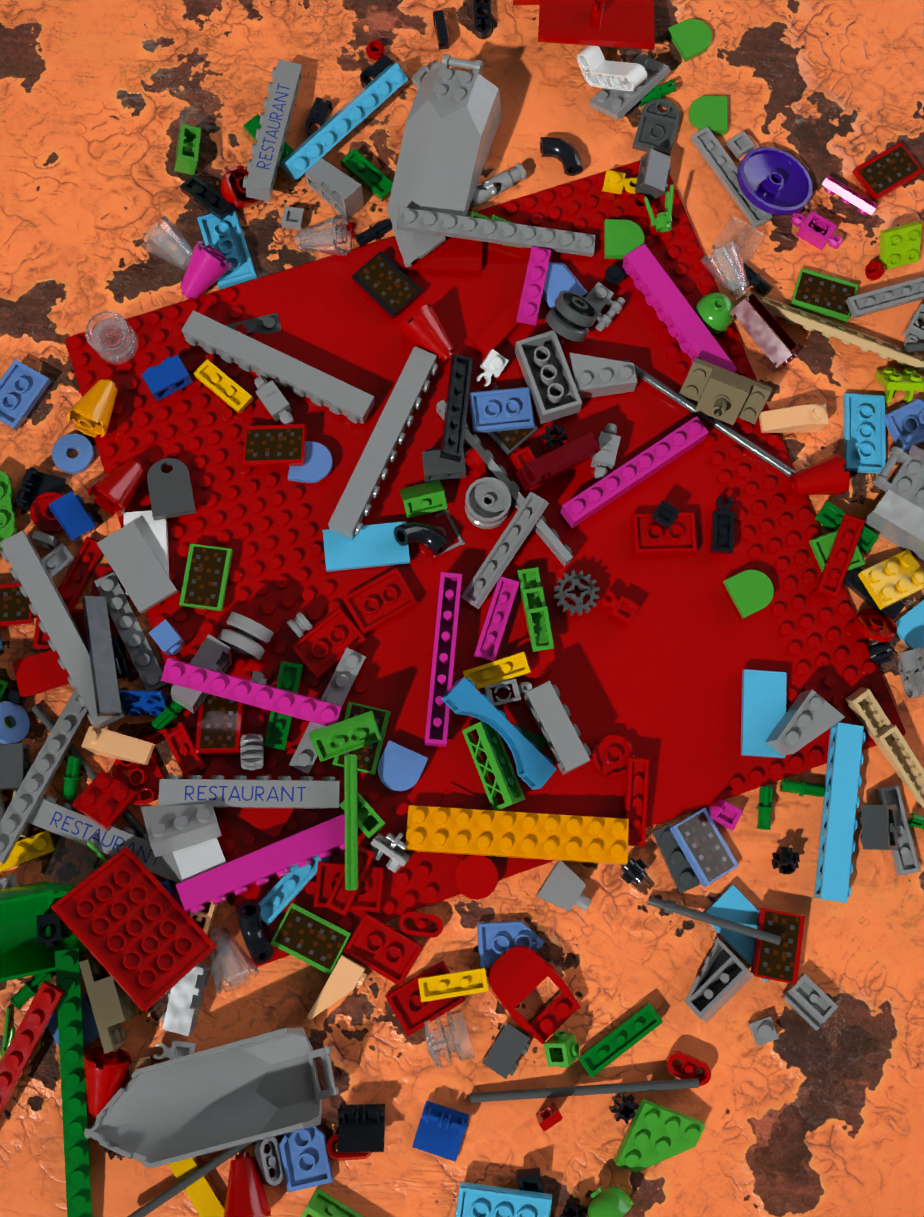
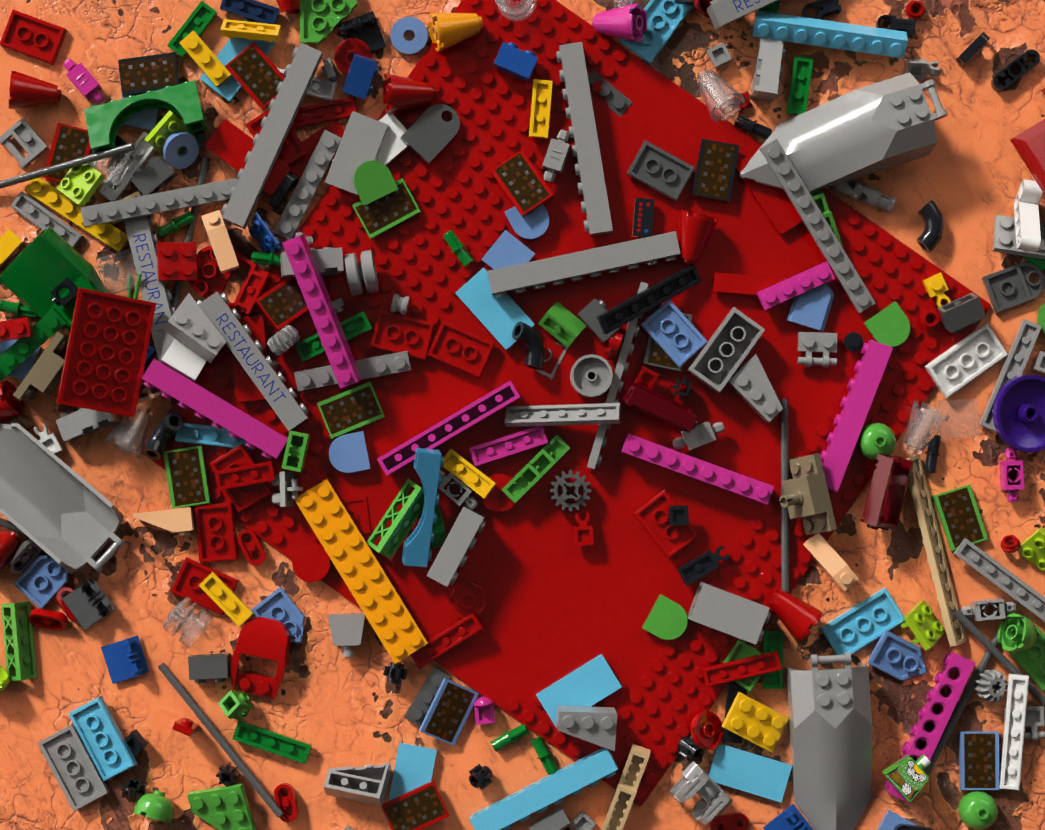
camera: 60 degrees right, 10 degrees up
(101, 656) = (273, 181): black tile -> none
(167, 638) = (321, 216): medium blue brick -> none
(172, 568) = (373, 181): none -> bright green tile
(289, 539) = (458, 248): none -> green axle
(323, 500) = (507, 252): none -> medium blue tile
(345, 736) = (341, 399): bright green tile -> none
(347, 1181) = (48, 619): none -> red plate
(351, 822) = (283, 447): bright green axle -> none
(353, 328) = (660, 170): none -> dark grey tile
(381, 368) = (643, 217): none -> black tile
(492, 365) = (707, 301): white plate -> none
(571, 316) = (787, 334): dark grey wheel -> none
(663, 219) = (926, 348): bright green plant -> none
(671, 907) = (389, 716): dark grey bar -> none
(694, 202) = (966, 360): none -> white tile
(783, 530) = (729, 613): none -> light grey brick

